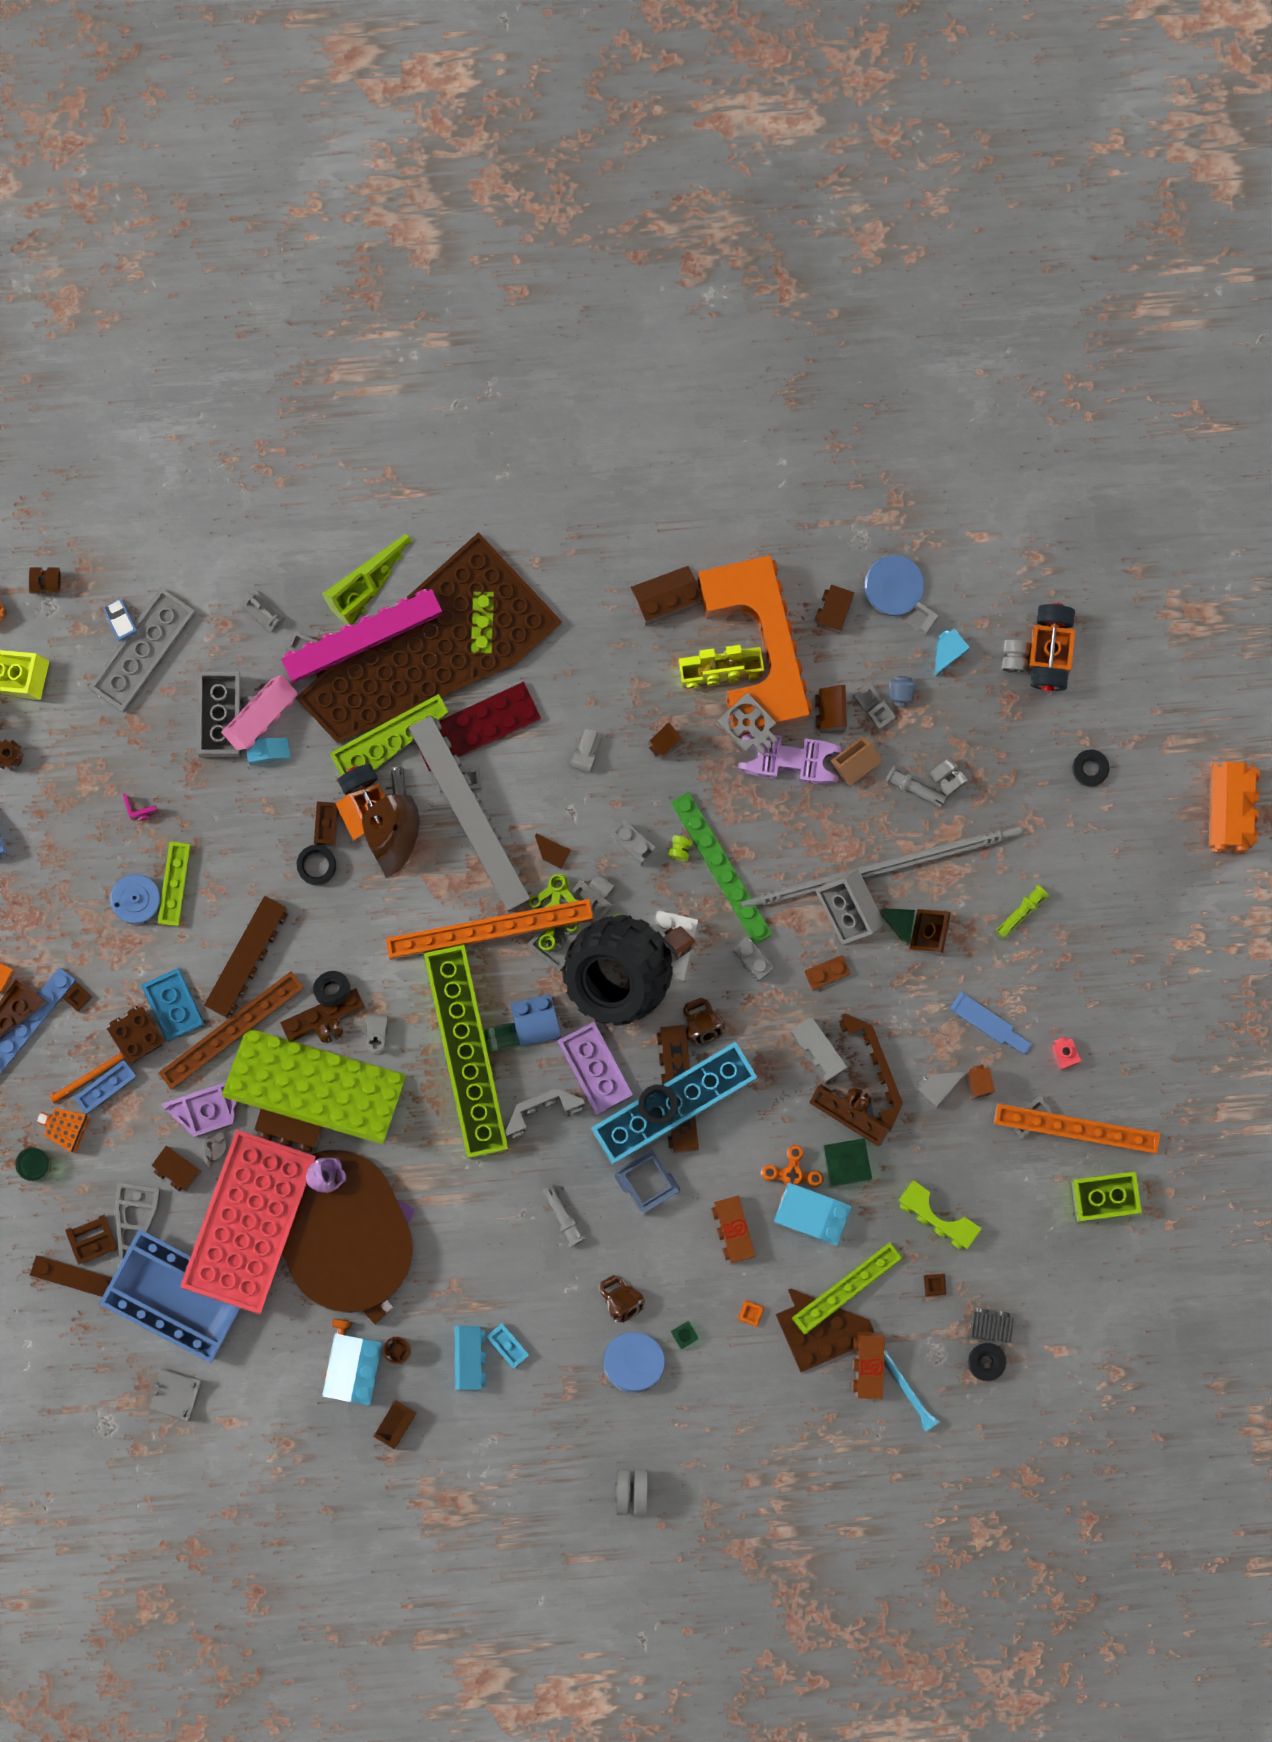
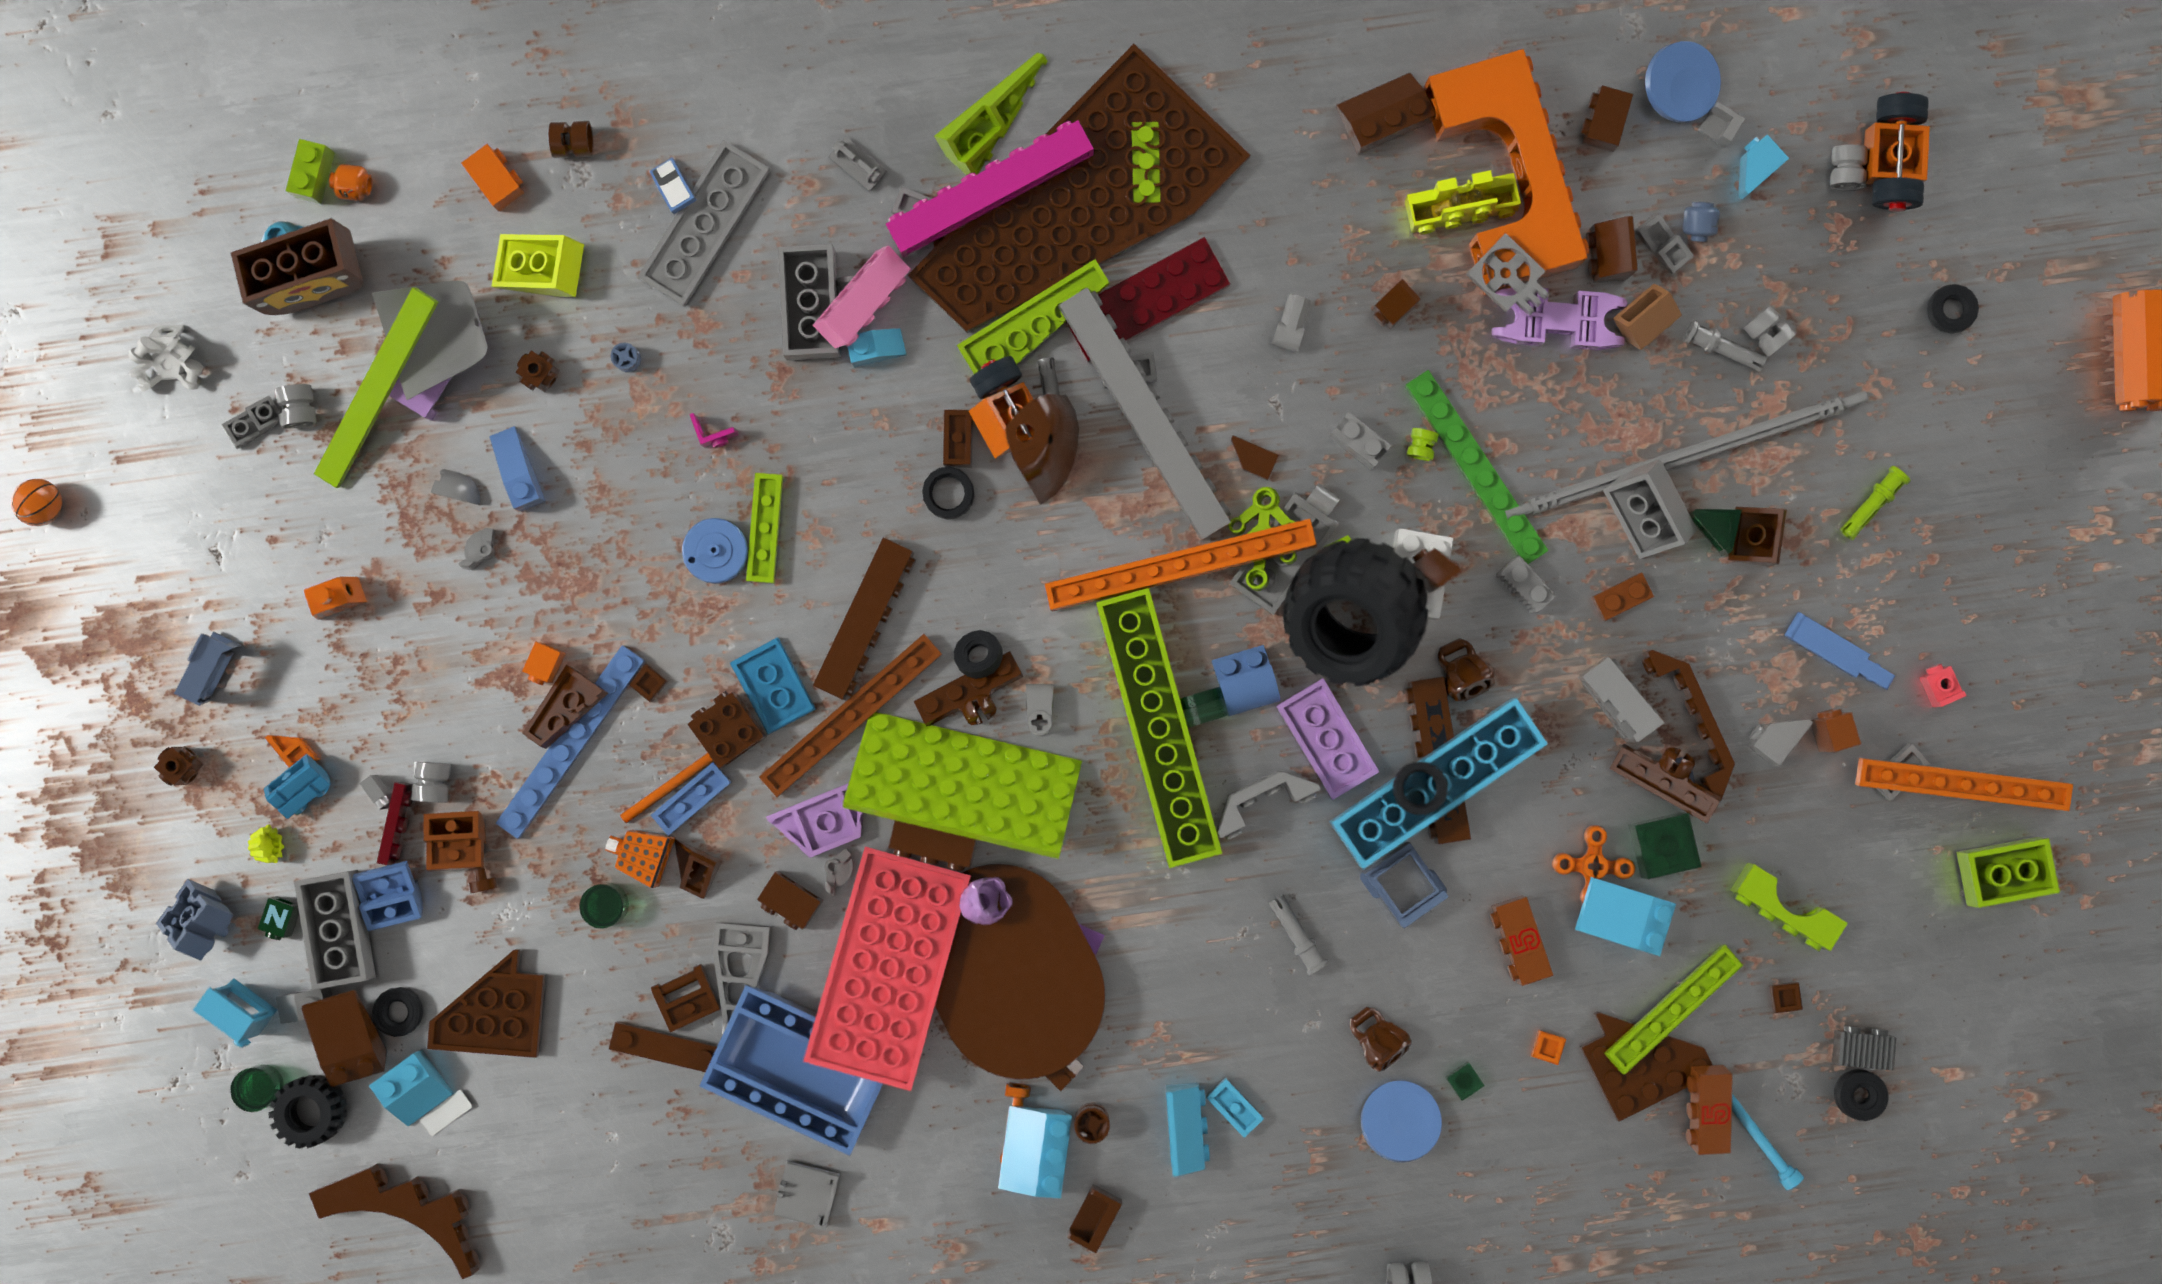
camera: 10 degrees right, 5 degrees up
(72, 745) = (621, 354): none -> sand blue wheel
(104, 1141) = (696, 869): none -> reddish brown slope

